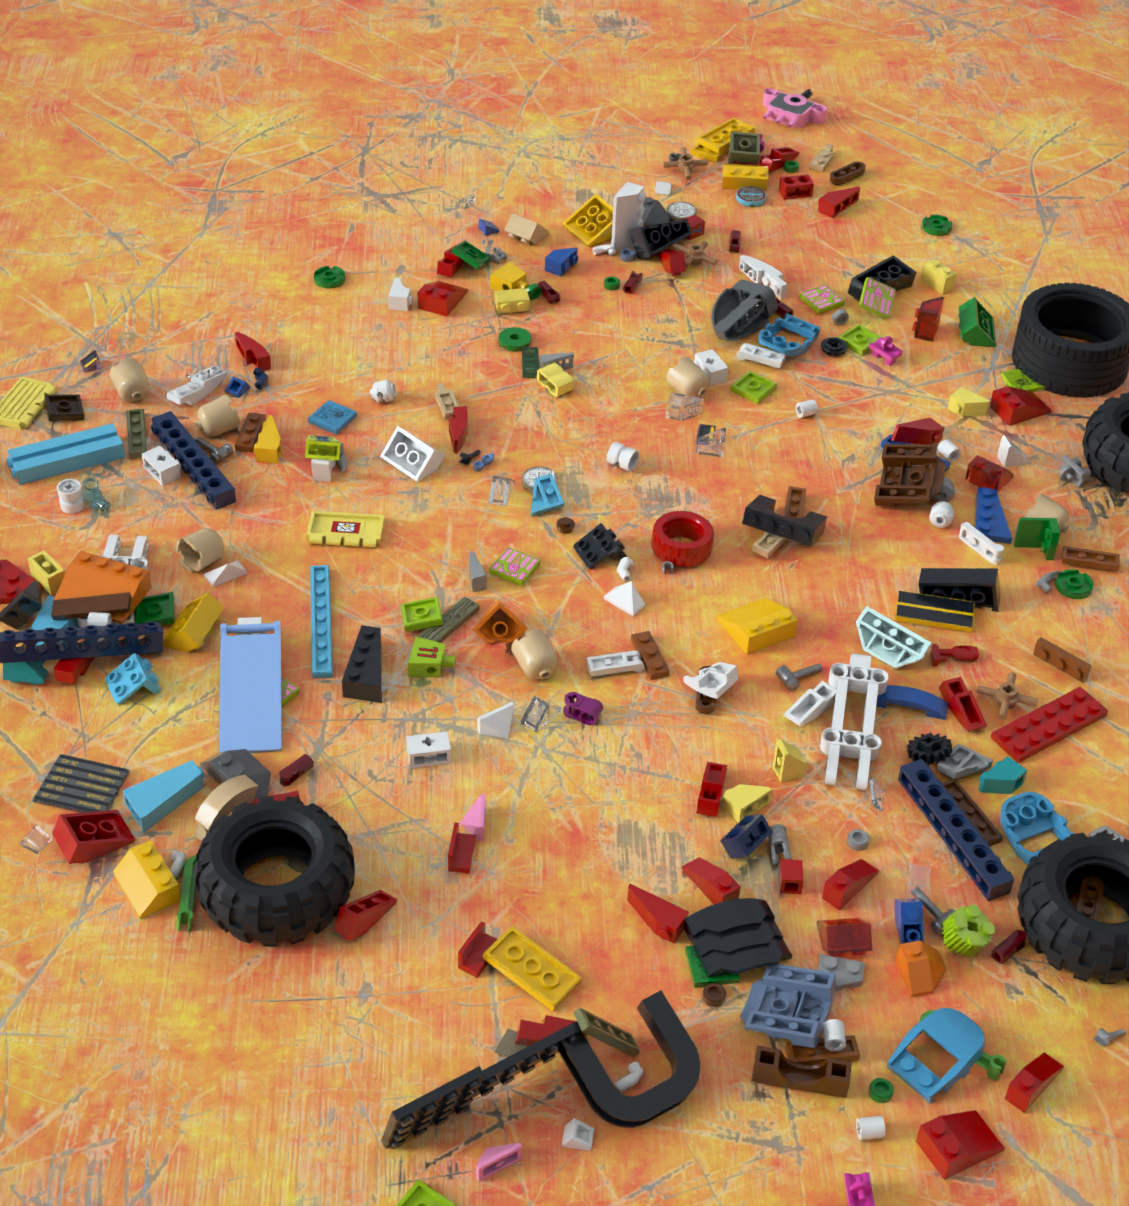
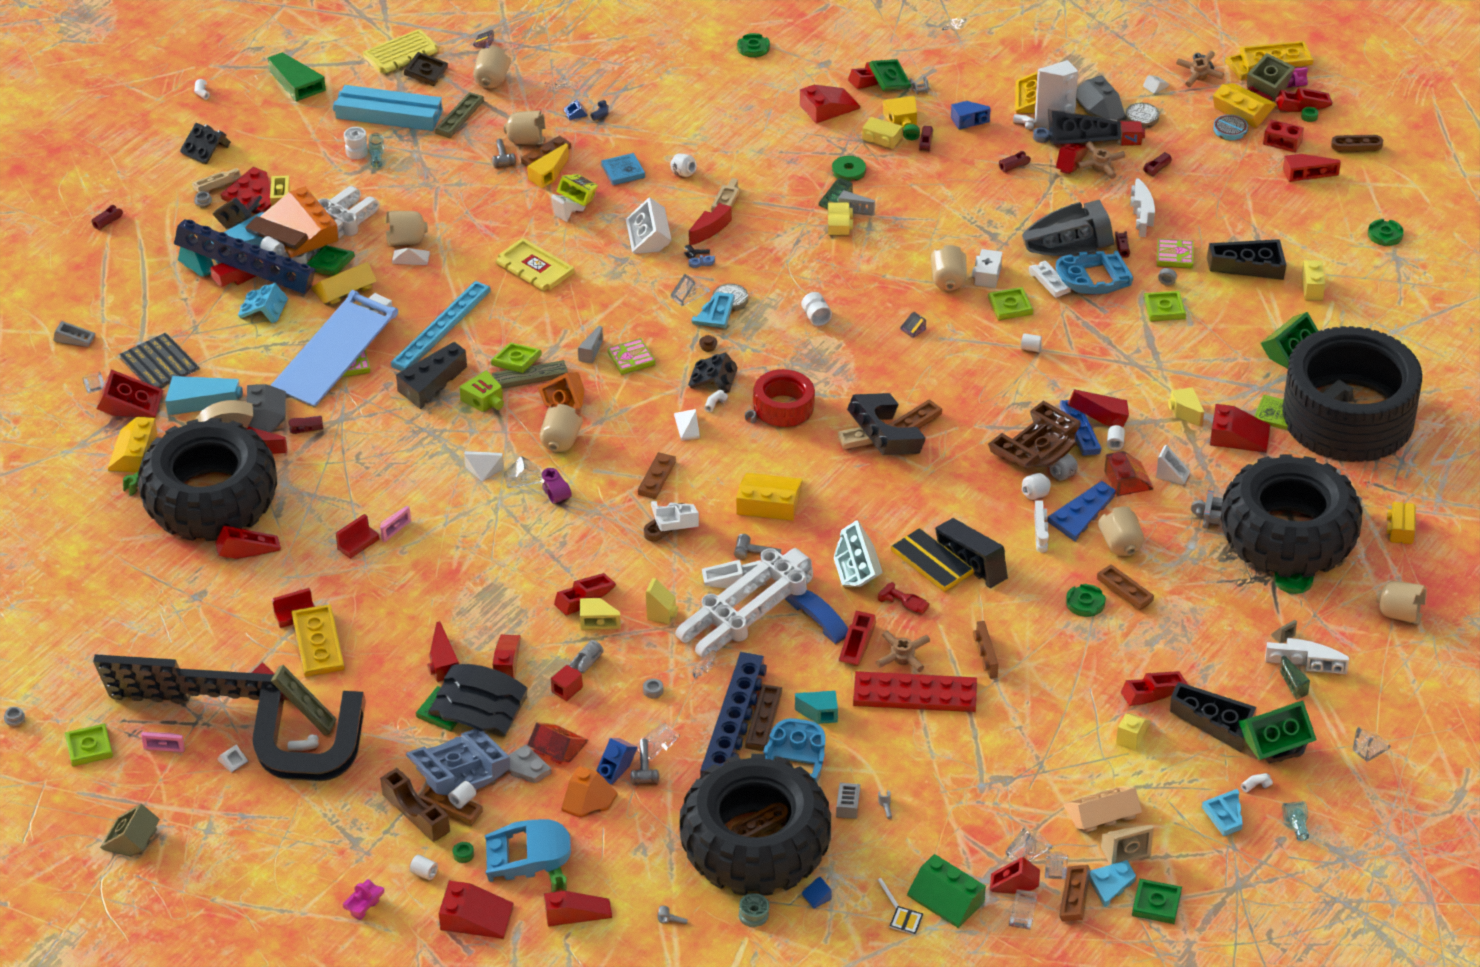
camera: 40 degrees right, 0 degrees up
(161, 465) = (448, 149): white brick -> none
(193, 460) = (475, 155): dark blue brick -> none
(200, 386) = (546, 96): white slope -> none
(252, 351) = (614, 85): red slope -> none
(342, 462) = (593, 206): light grey bar -> none
(399, 296) = (788, 87): white arch -> none
(428, 749) = (410, 457): white brick -> none
(487, 227) = (942, 55): blue slope -> none
(525, 229) = (970, 72): tan slope -> none
(611, 283) = (995, 155): green tile -> none
(615, 663) = (620, 467): white plate -> none
(683, 406) = (921, 291): clear slope -> none
(712, 443) = (908, 335): clear slope -> none
(714, 994) = (422, 728): reddish brown tile -> none
(746, 836) = (564, 637): dark blue brick -> none
(792, 109) = (1381, 56): bright pink piece -> none
(822, 159) = (1352, 119): tan hinge -> none
(834, 346) = (1133, 296): black gear -> none
(848, 882) = (605, 709): red slope -> none
(877, 298) = (1218, 273): tile -> none
(885, 348) = (1169, 325): dark pink hips -> none
(928, 319) = (1244, 314): clear red slope -> none
(929, 748) = (784, 654): black gear -> none
(963, 762) = (800, 678): light grey wing -> none
(967, 931) = (643, 776): lime brick -> none
(1009, 946) = (666, 819): dark red bar -> none
(1038, 533) = (1094, 541): green bracket -> none
(1043, 581) = (1063, 583): light grey bar -> none

